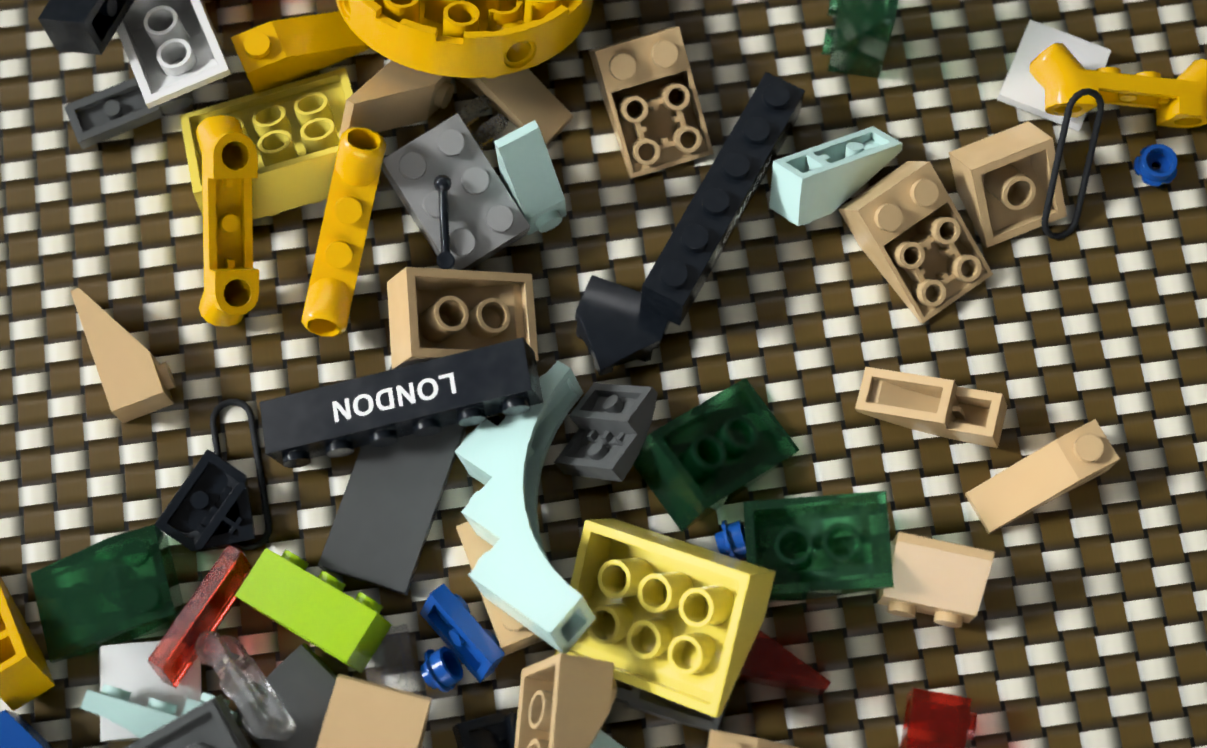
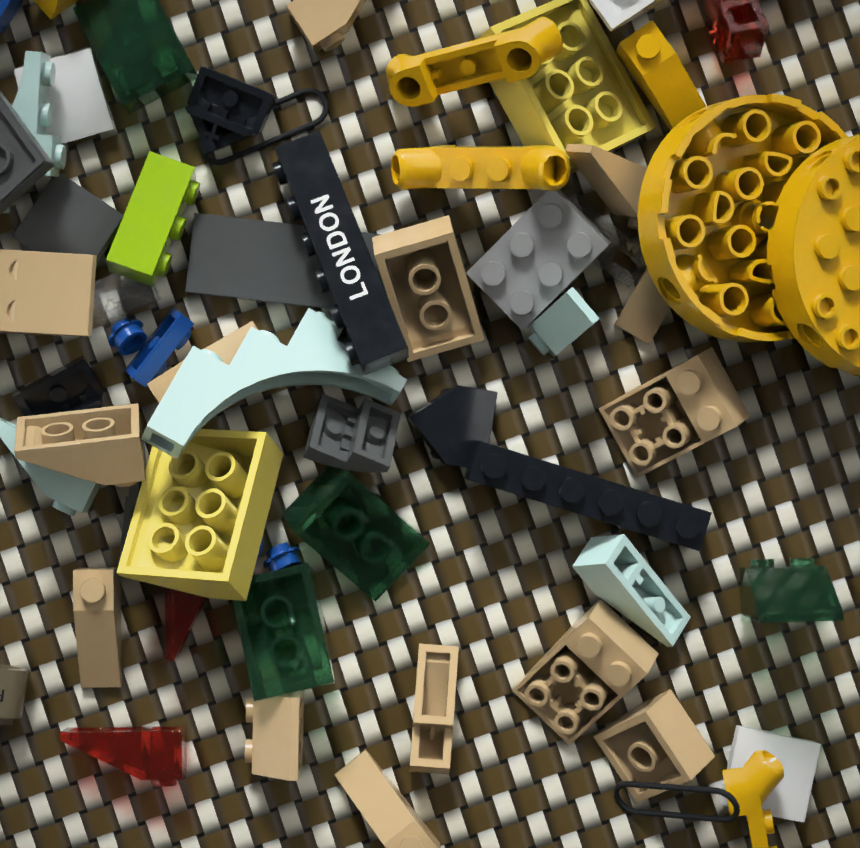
camera: 70 degrees right, 15 degrees up
(202, 613) = (128, 127): clear red tile -> none
(246, 686) = (76, 179): clear hinge -> none
(445, 259) = (473, 263): black hinge -> none

